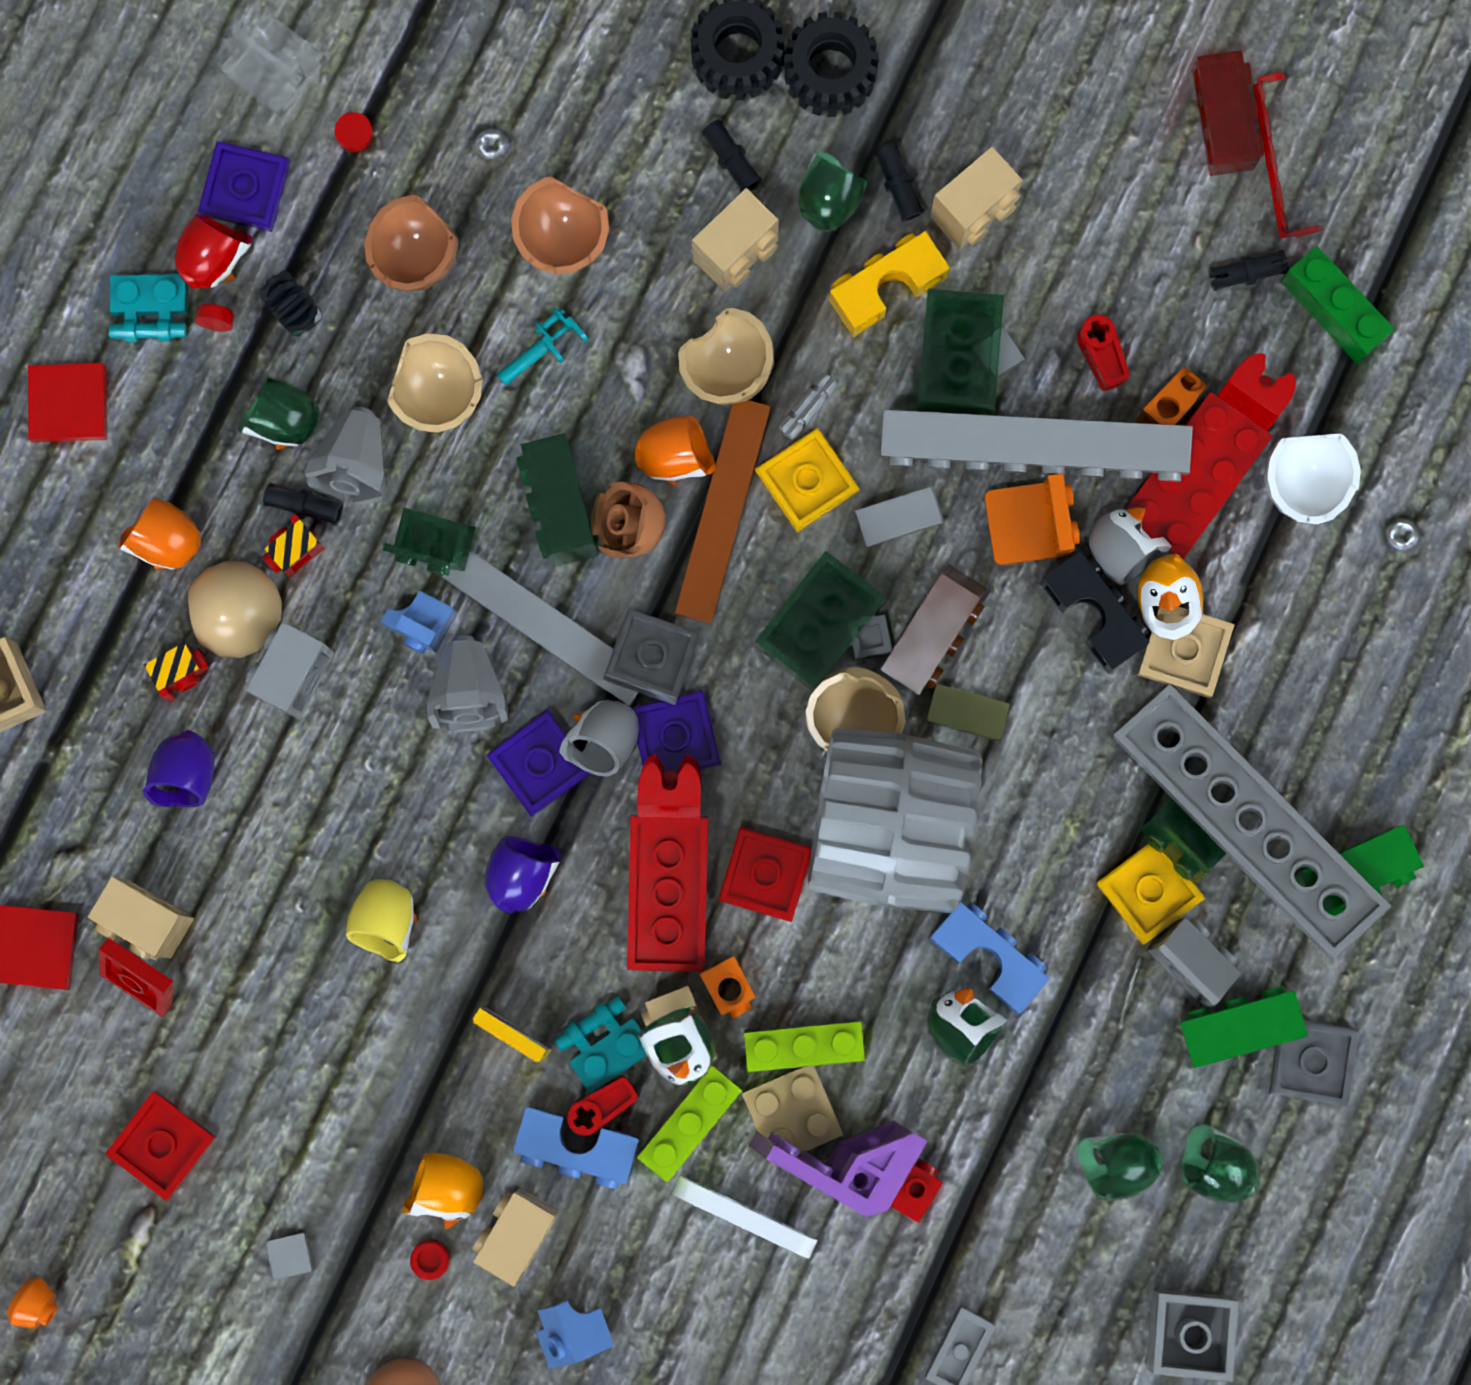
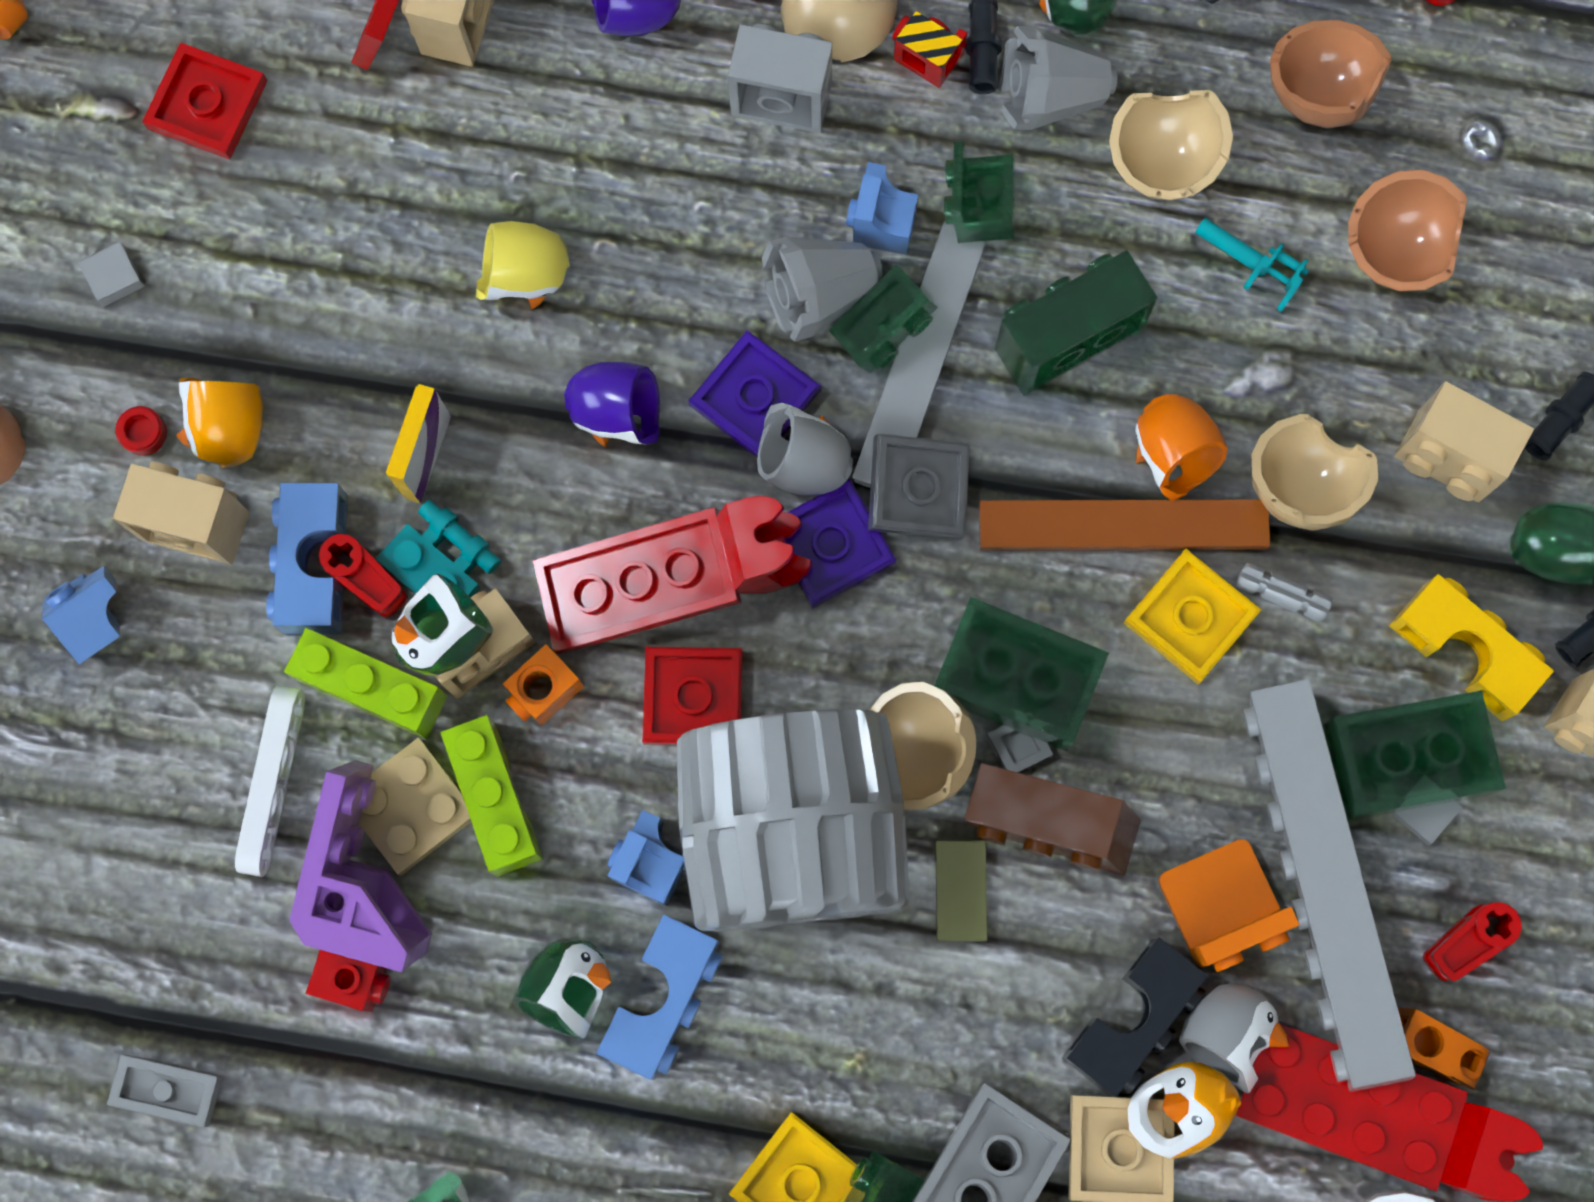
camera: 75 degrees right, 5 degrees down
(510, 645) = (884, 320): none -> clear green bracket
(627, 520) = (1075, 412): nougat cylinder -> none
(885, 942) = (644, 861): none -> medium blue brick
(899, 516) = (1181, 739): light grey slope -> none

